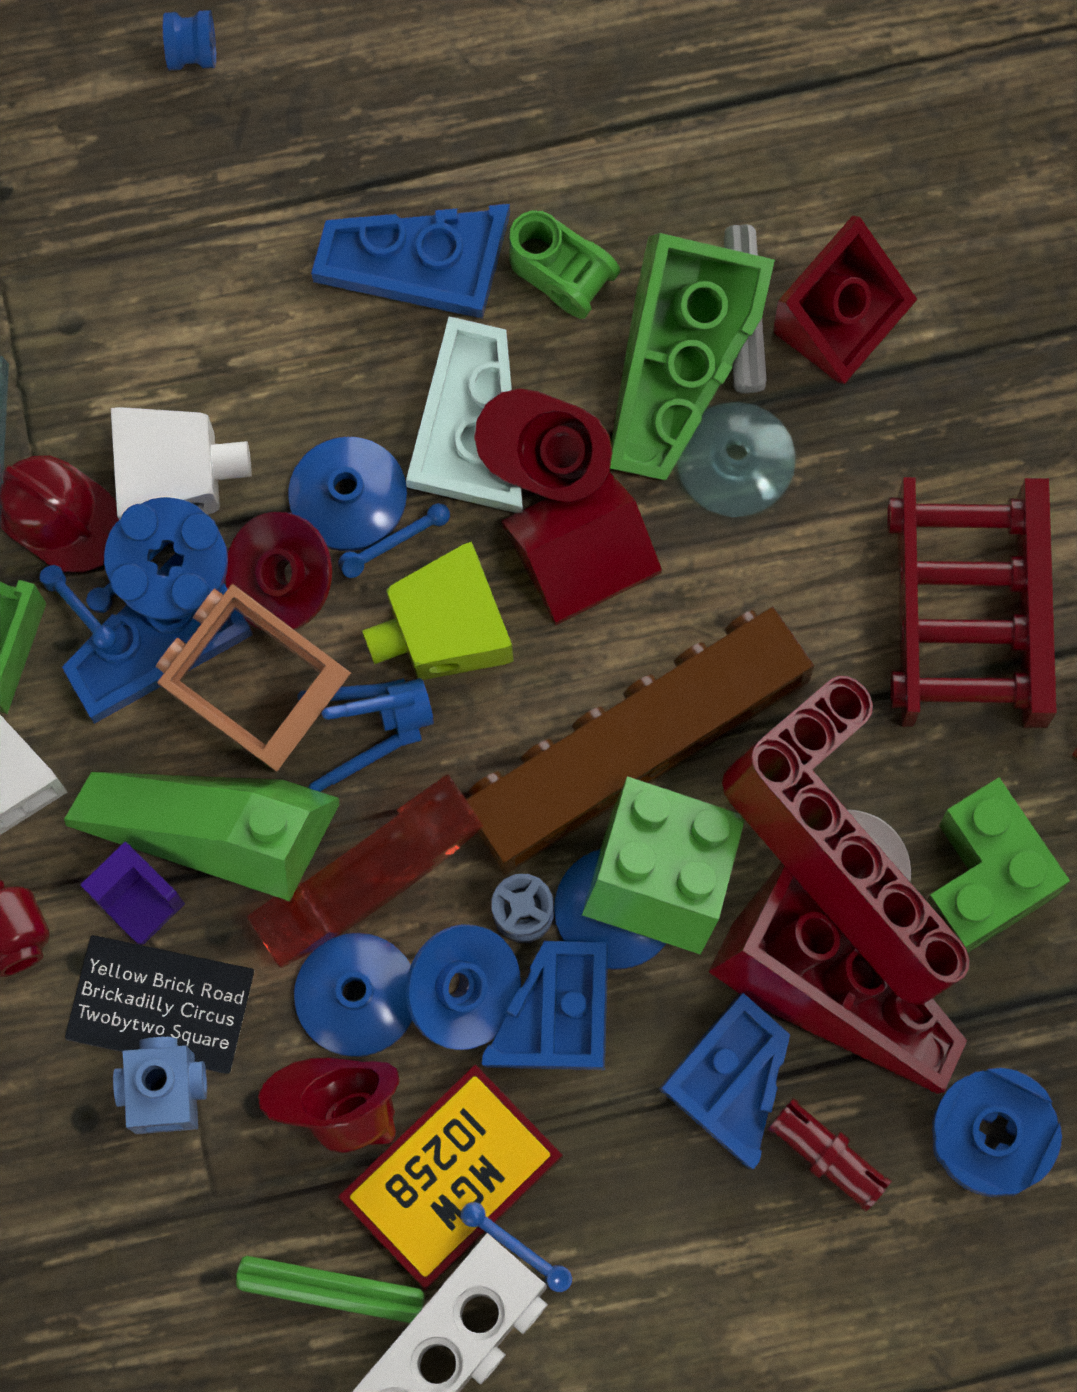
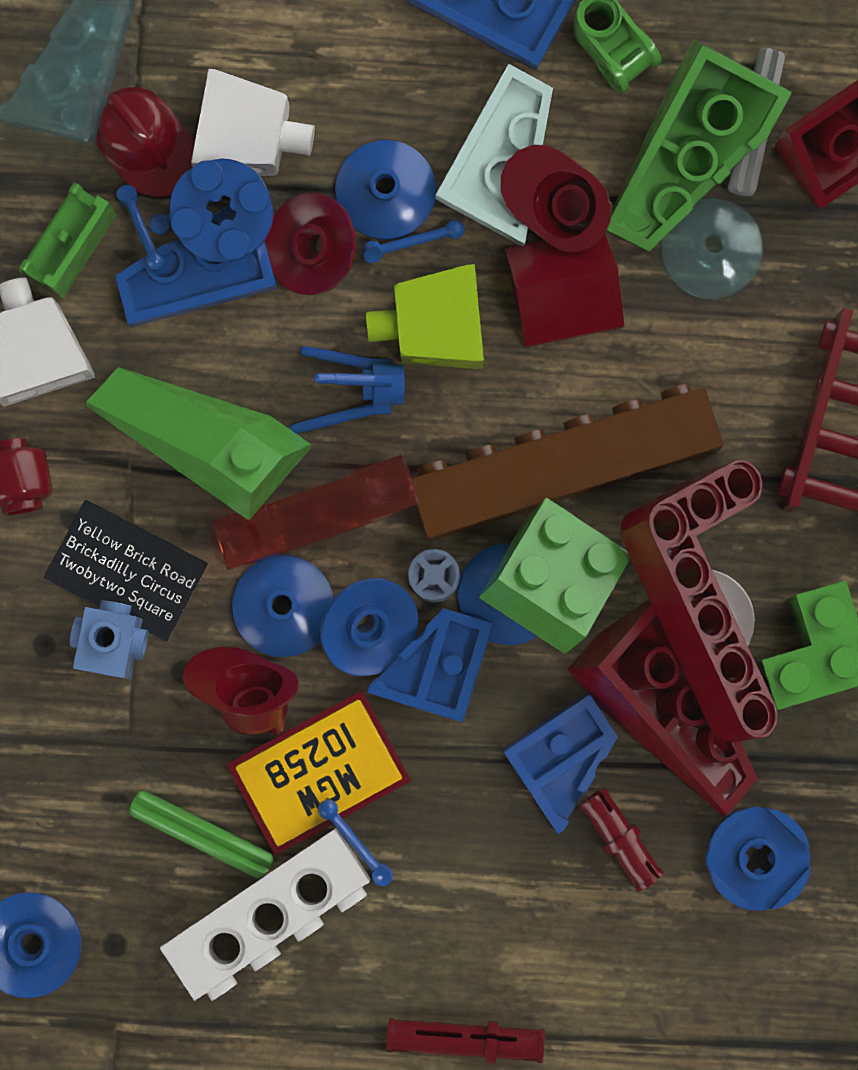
camera: 15 degrees right, 10 degrees up
(133, 894) = (126, 477): dark purple panel -> none
(212, 616) = (296, 372): nougat window -> none

